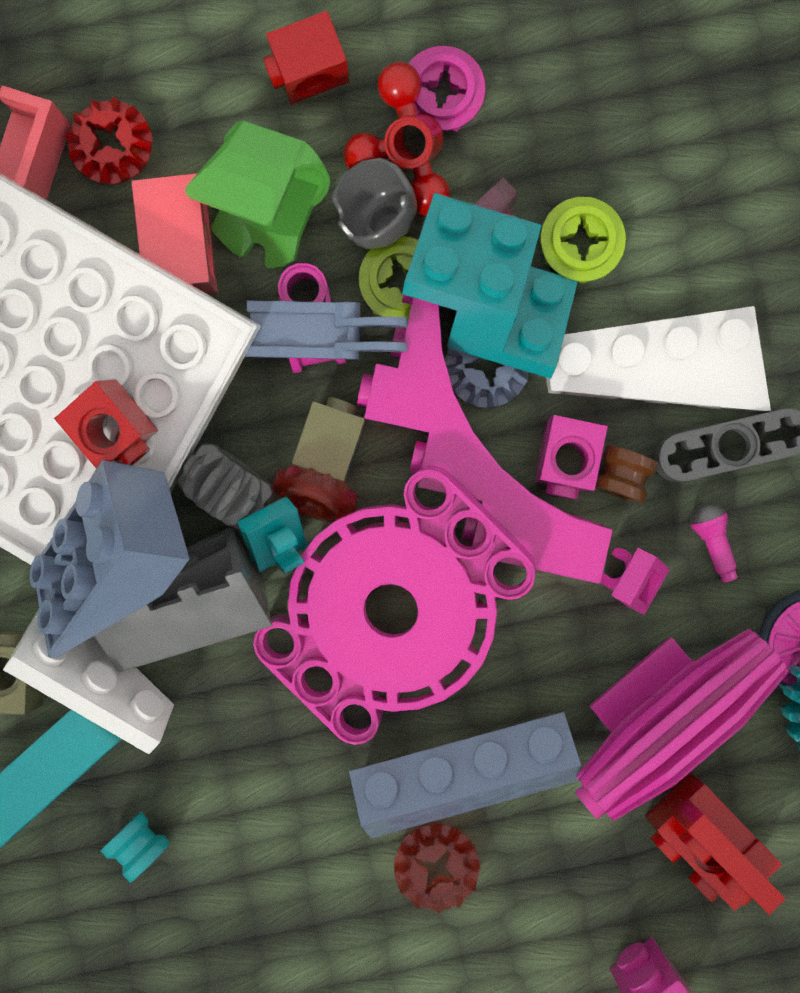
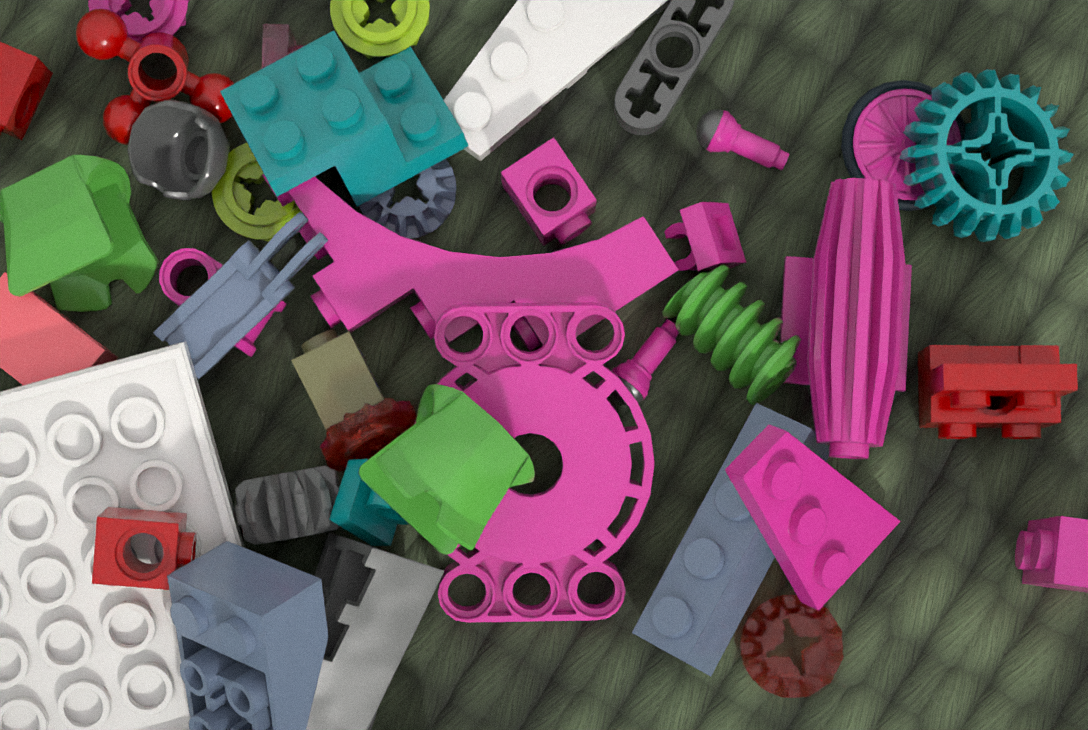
camera: 45 degrees left, 5 degrees down
(335, 569) = (448, 469): none -> bright green piece
(511, 614) = (637, 371): none -> dark pink piece
(525, 810) = (807, 513): none -> dark pink wing
(594, 654) = (733, 333): none -> bright green piece
(625, 474) = (610, 162): reddish brown wheel -> none

